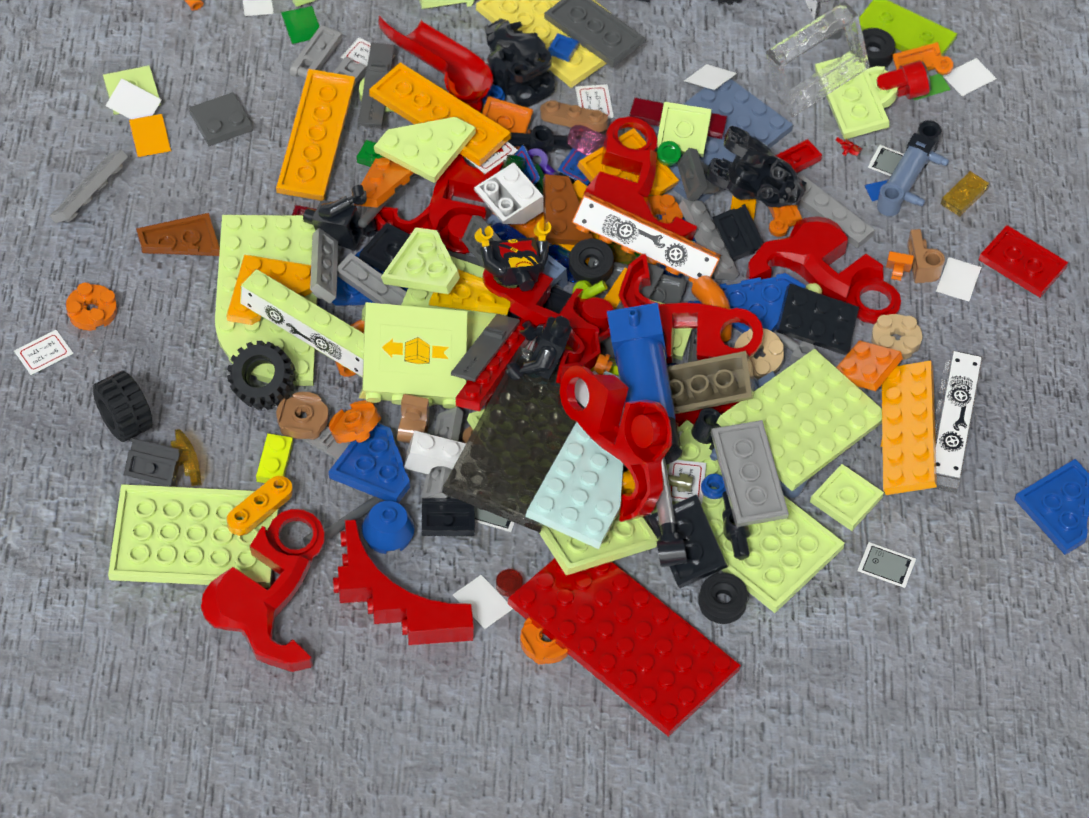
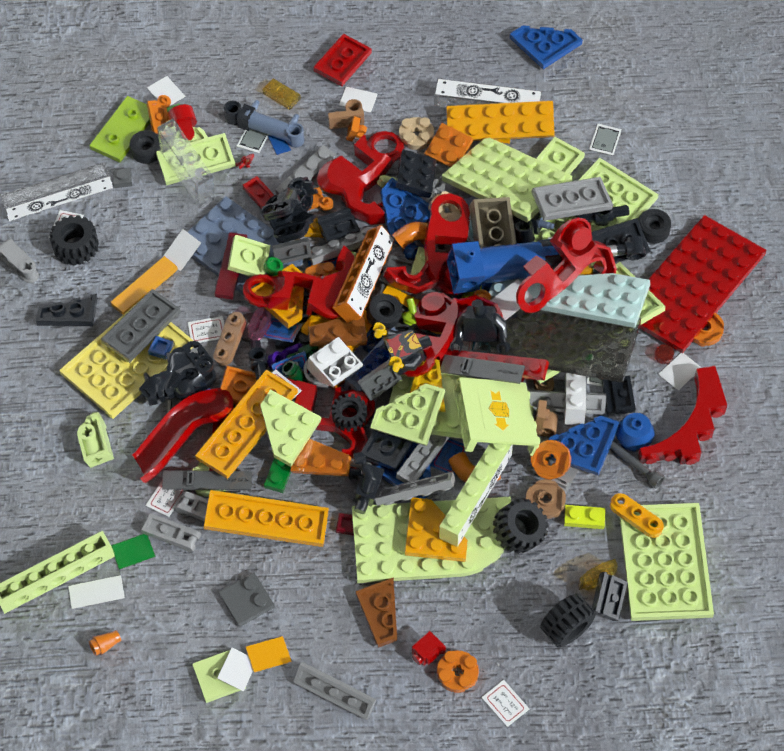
camera: 90 degrees left, 5 degrees up
(122, 276) = (427, 649): none -> red window
(244, 606) = (728, 511): red animal -> none
(442, 200) = (349, 422): none -> black tyre
(664, 44) = (145, 283): none -> light orange tile

